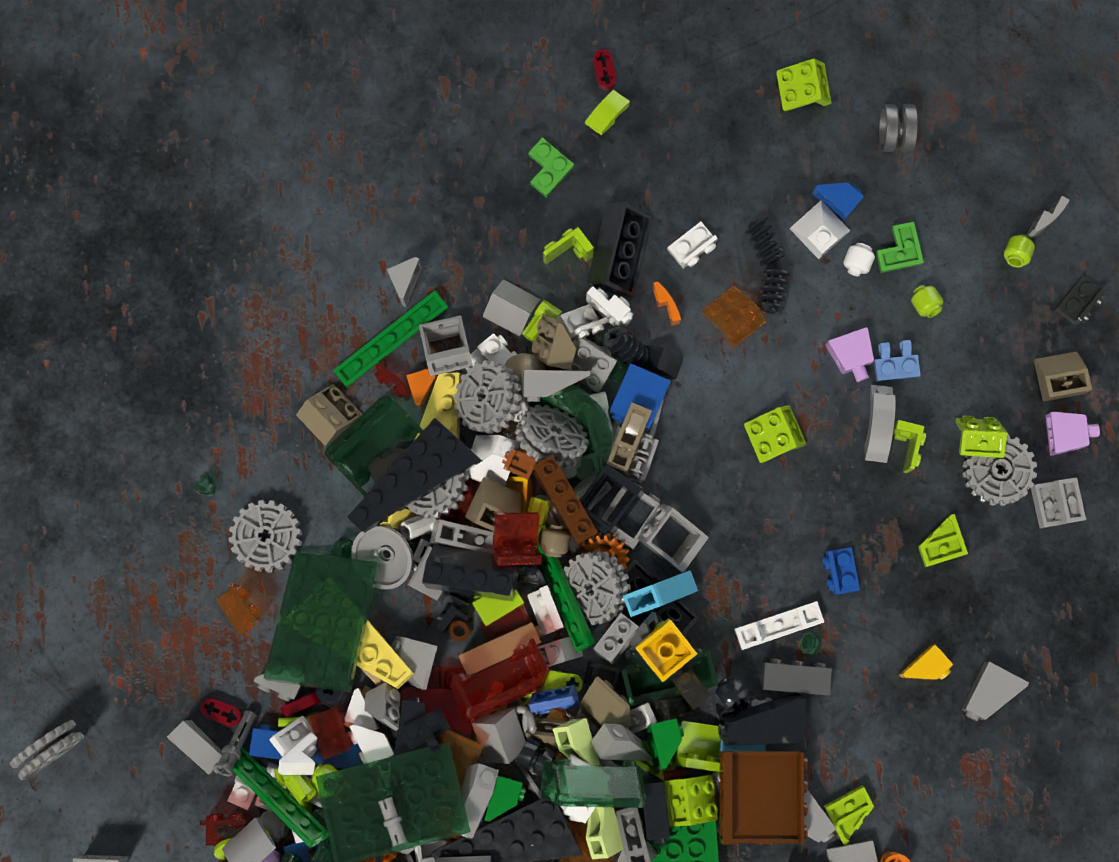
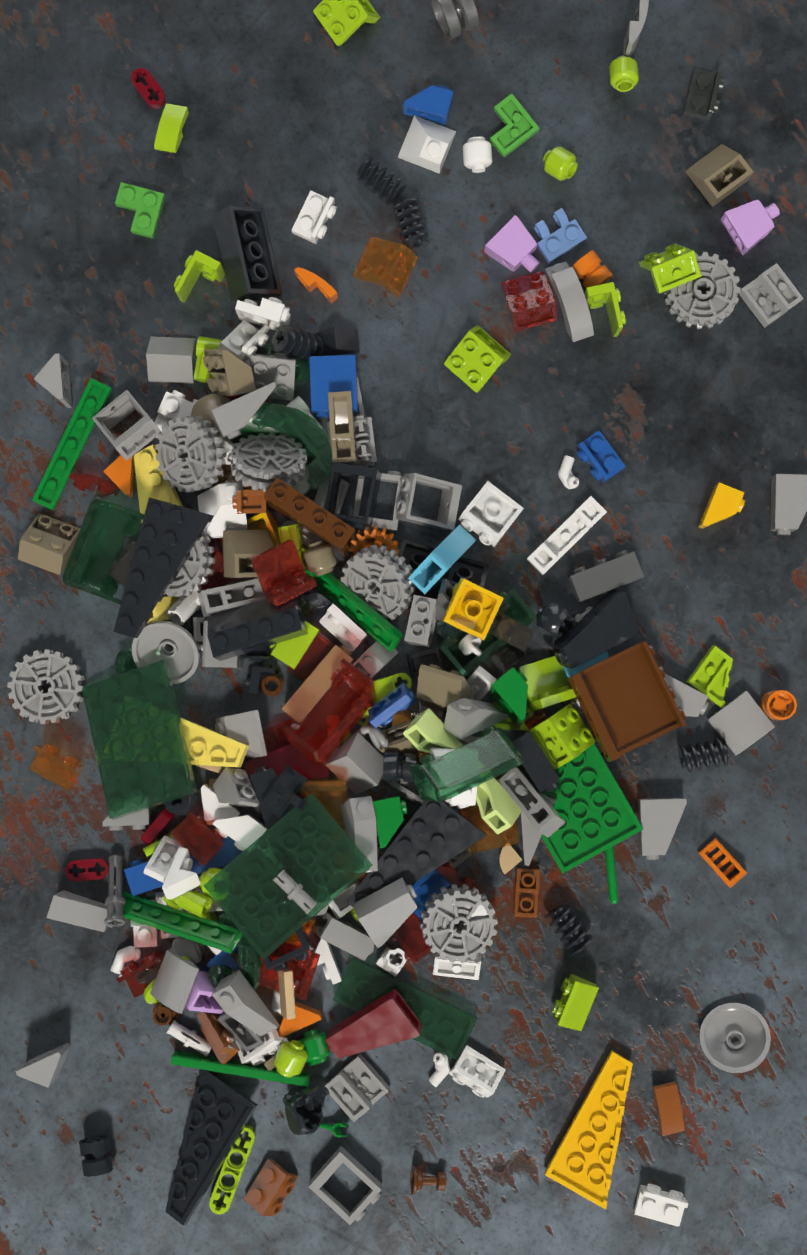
camera: 25 degrees left, 5 degrees up
(216, 804) = (124, 955): none -> white arm
(648, 679) = (470, 644): none -> white tile
(721, 574) = (490, 514): none -> white plate
(804, 572) = (566, 475): none -> white arm
(810, 643) = (603, 538): clear green tile -> none
(844, 406) = (530, 301): none -> clear red bracket
(910, 406) = (591, 271): none -> orange wheel
(943, 543) = (682, 385): lime wing -> none

